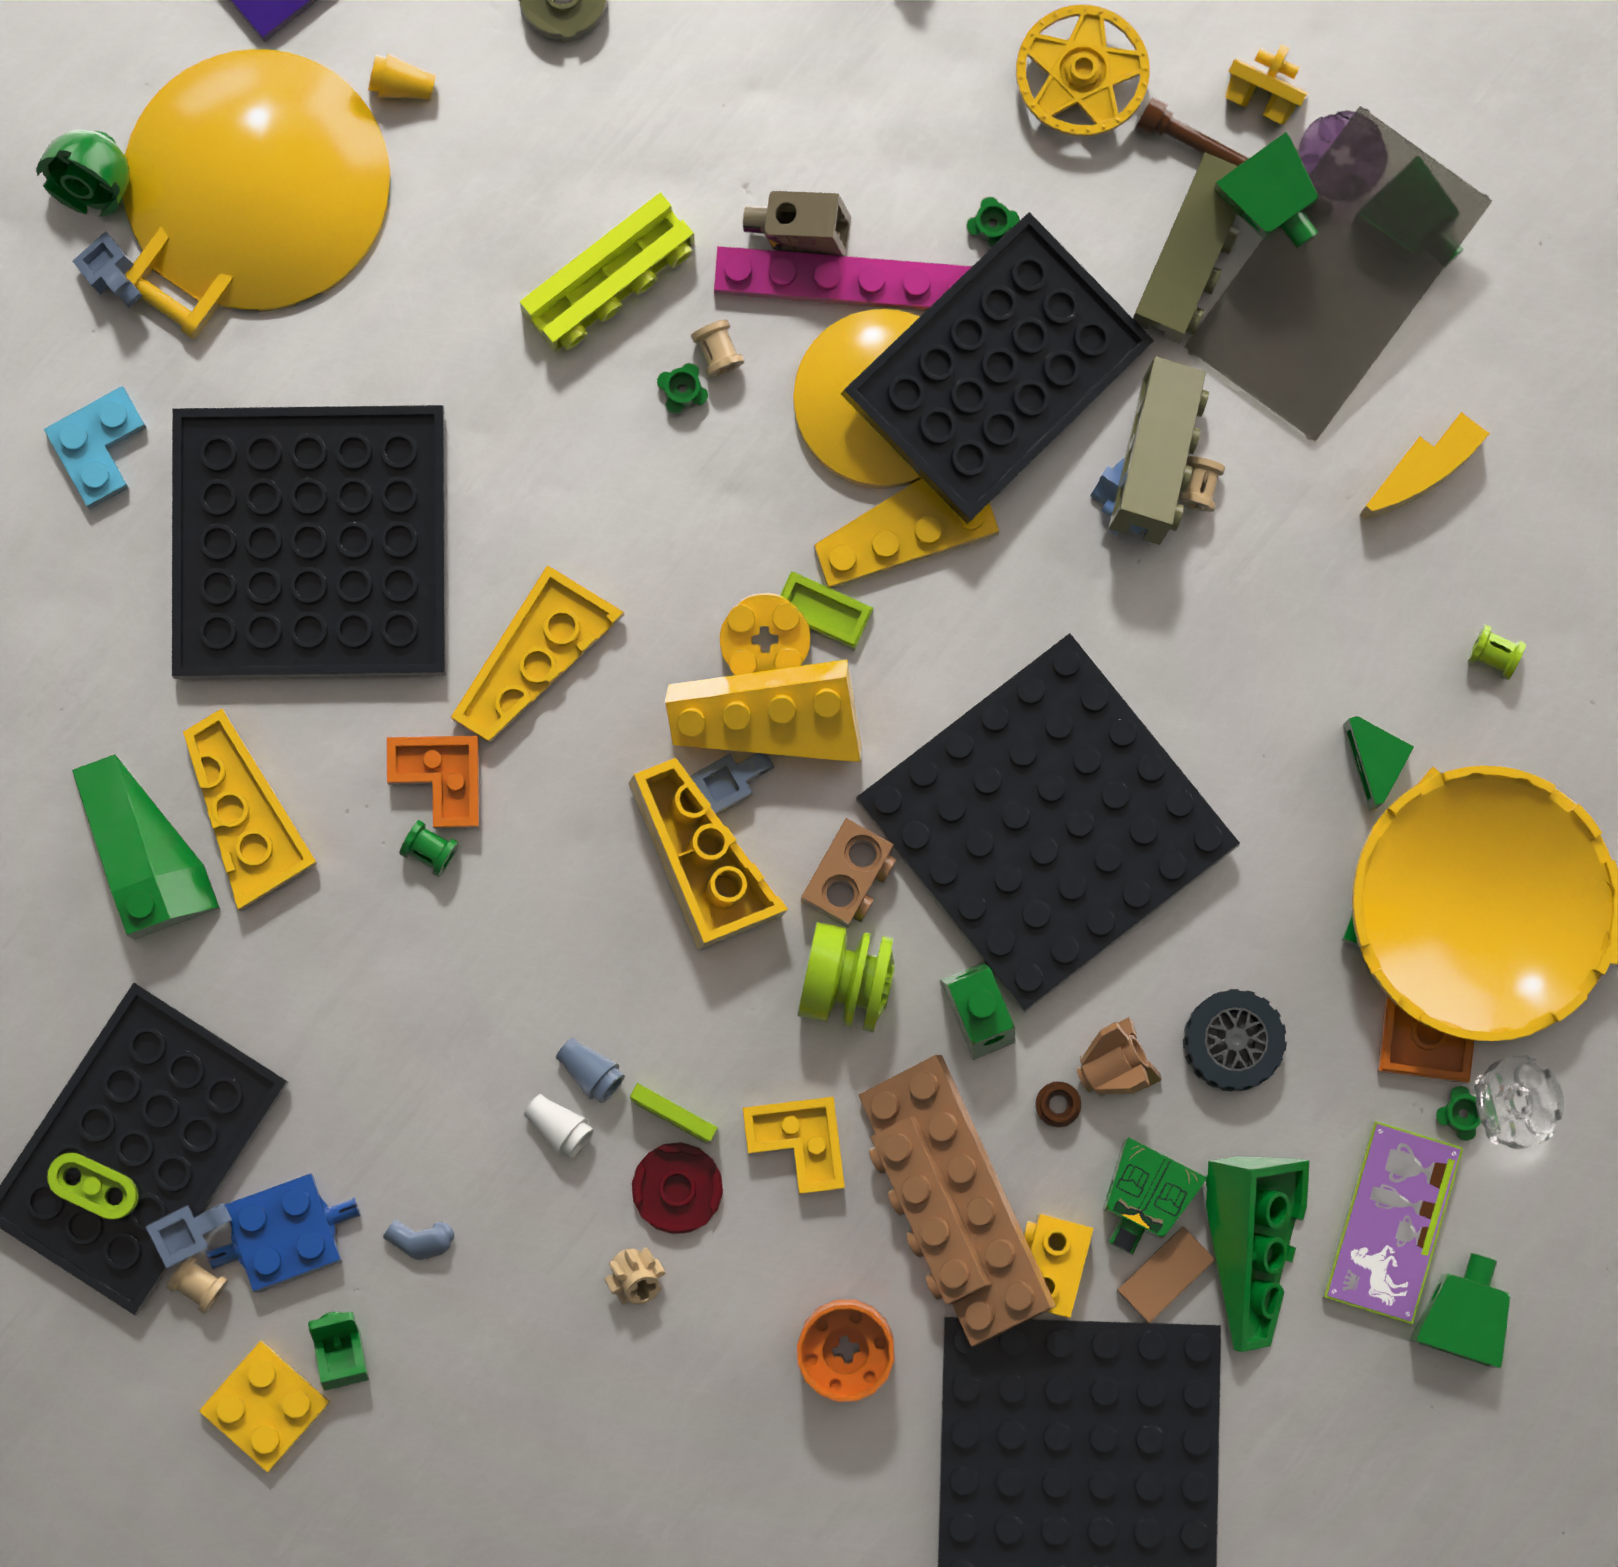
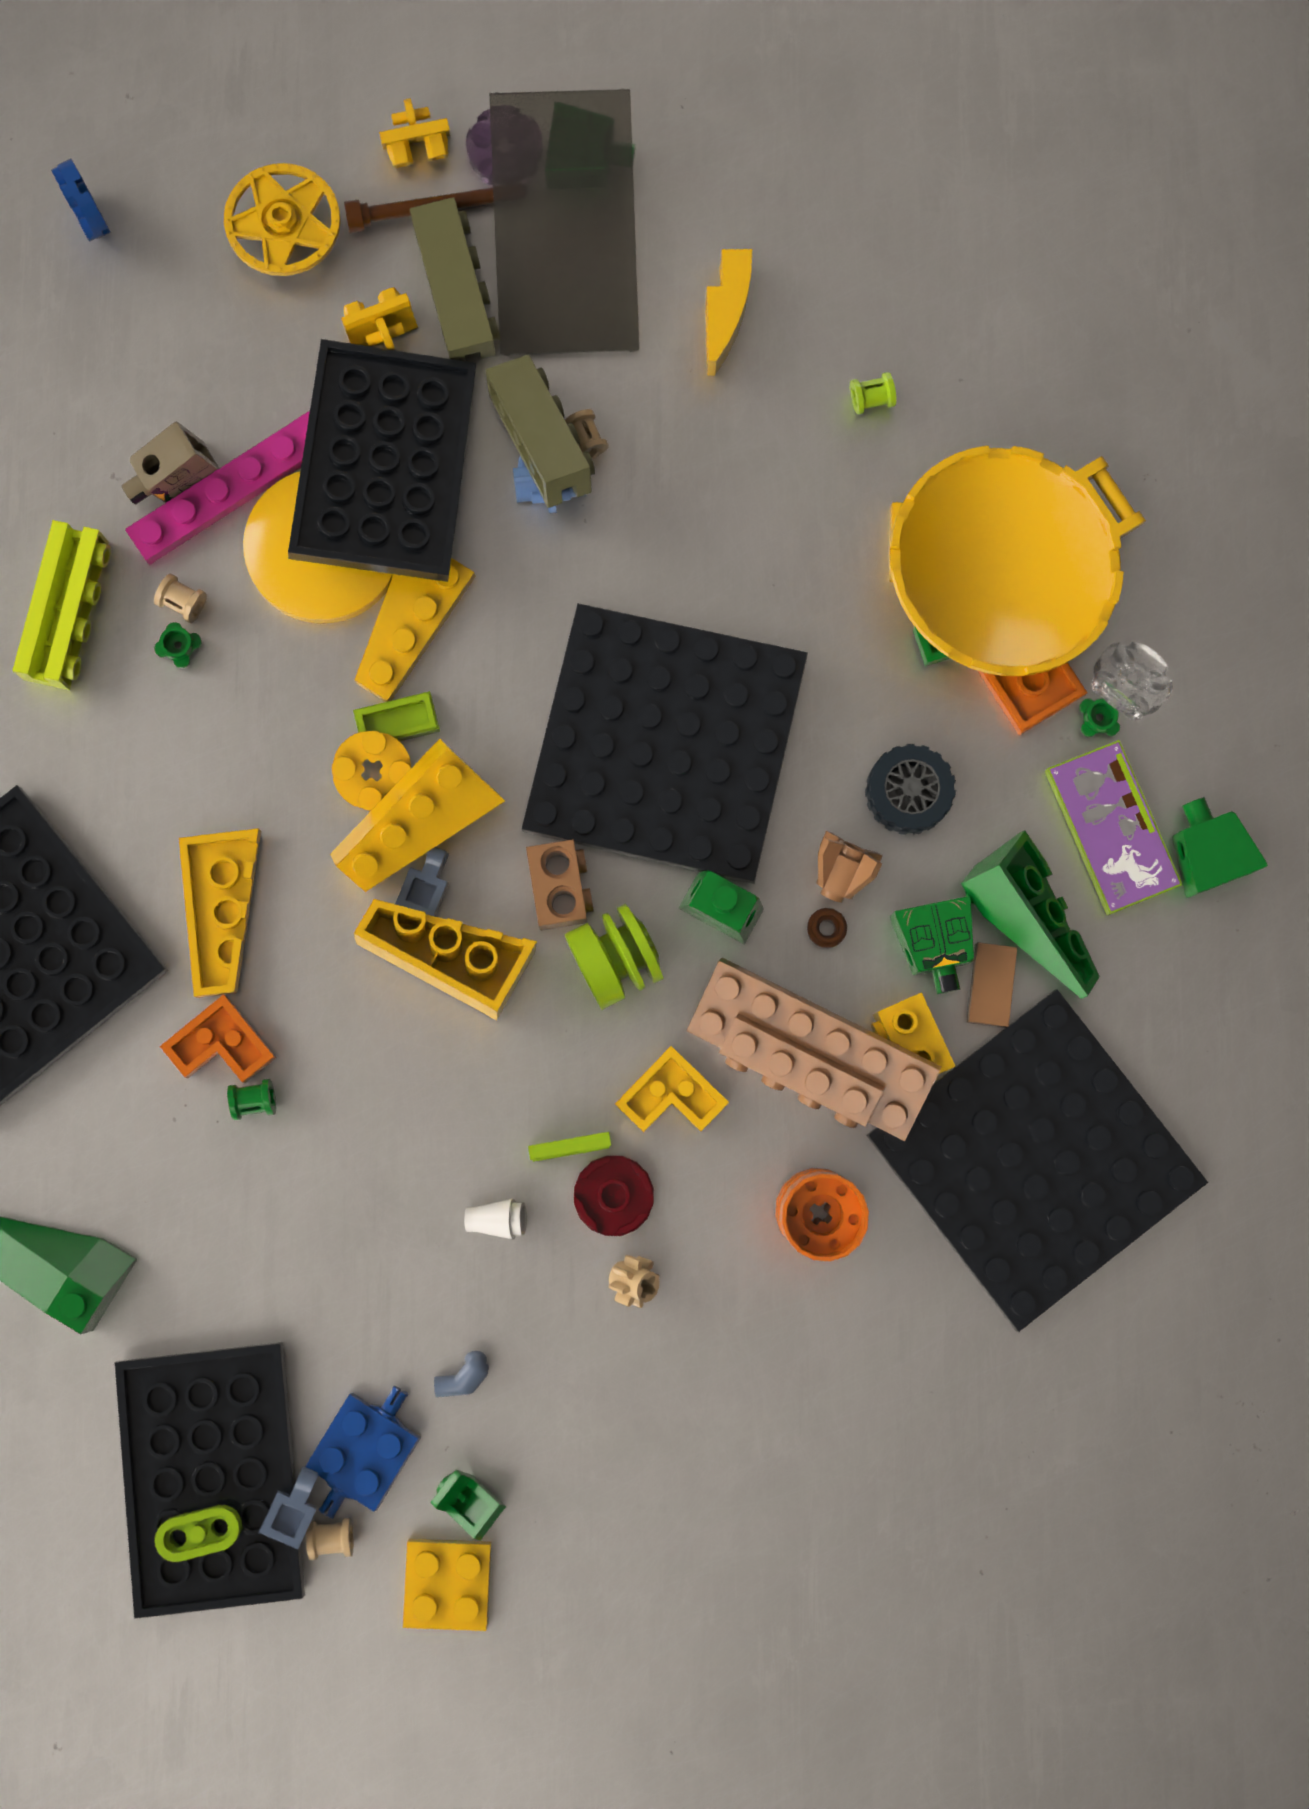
camera: 40 degrees left, 0 degrees up
(250, 824) = (113, 1184): yellow wing -> none
(591, 1071) = (491, 1162): sand blue cone -> none
(989, 210) = (294, 362): green plate -> none
(1096, 235) = (381, 321): none -> yellow hips
(1272, 192) = (476, 195): green torso -> none
(1377, 758) = (851, 525): green slope -> none

